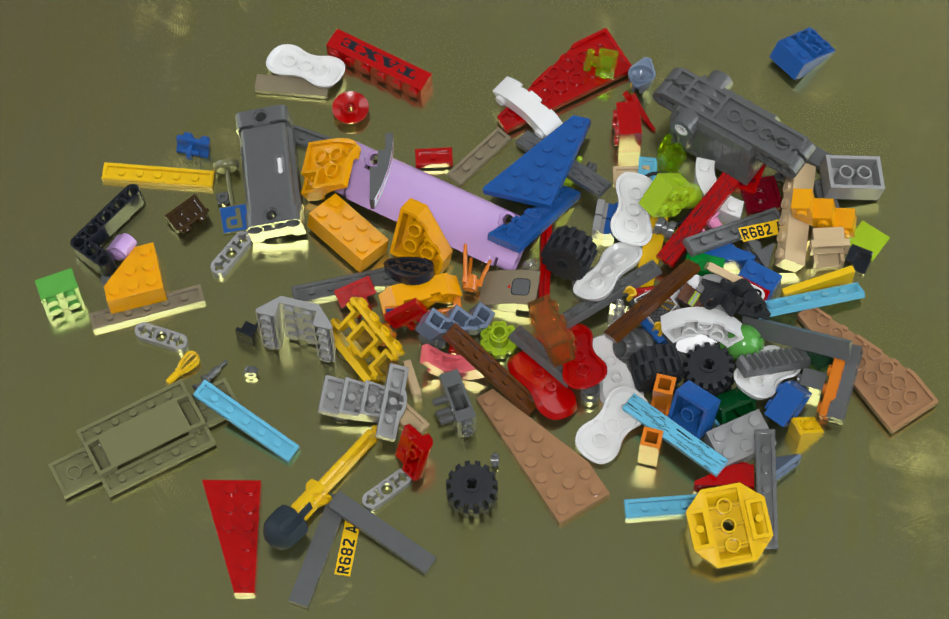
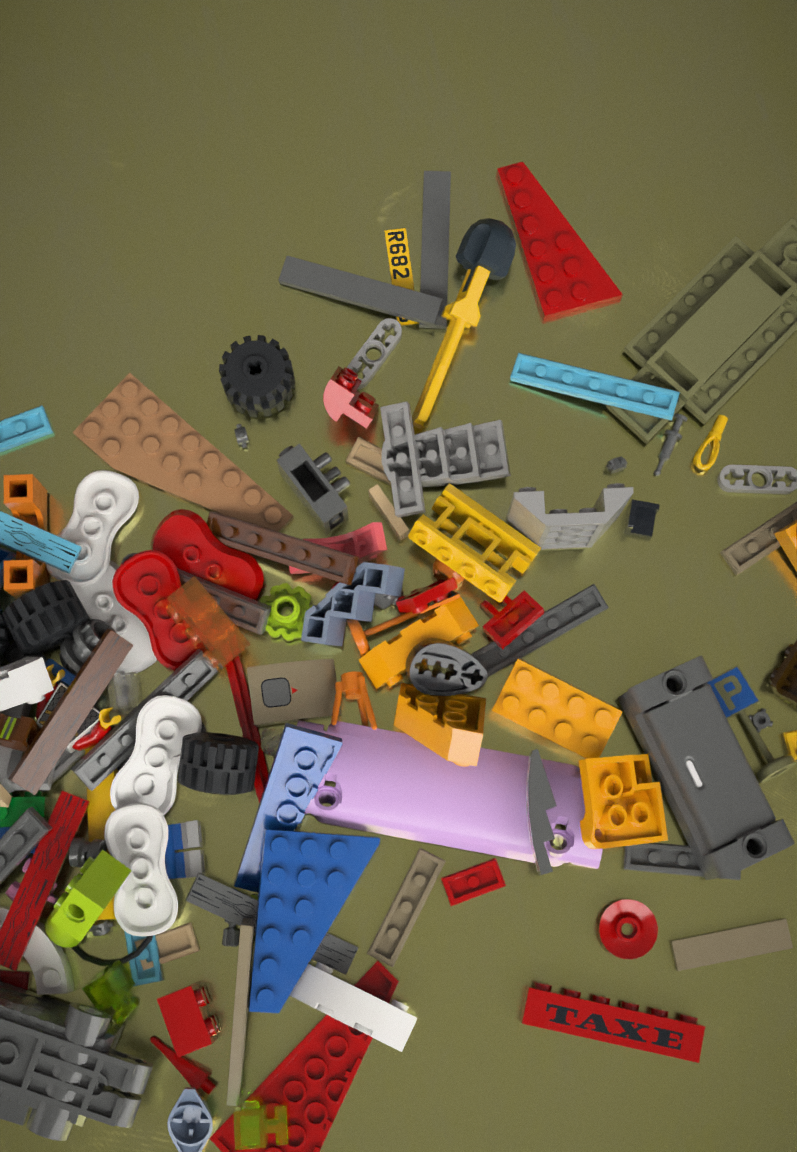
camera: 160 degrees right, 15 degrees up
(230, 262) = (711, 612): light grey beam -> none
(293, 61) = (702, 981): white plate -> none
(595, 122) = (240, 1011): none -> dark tan tile

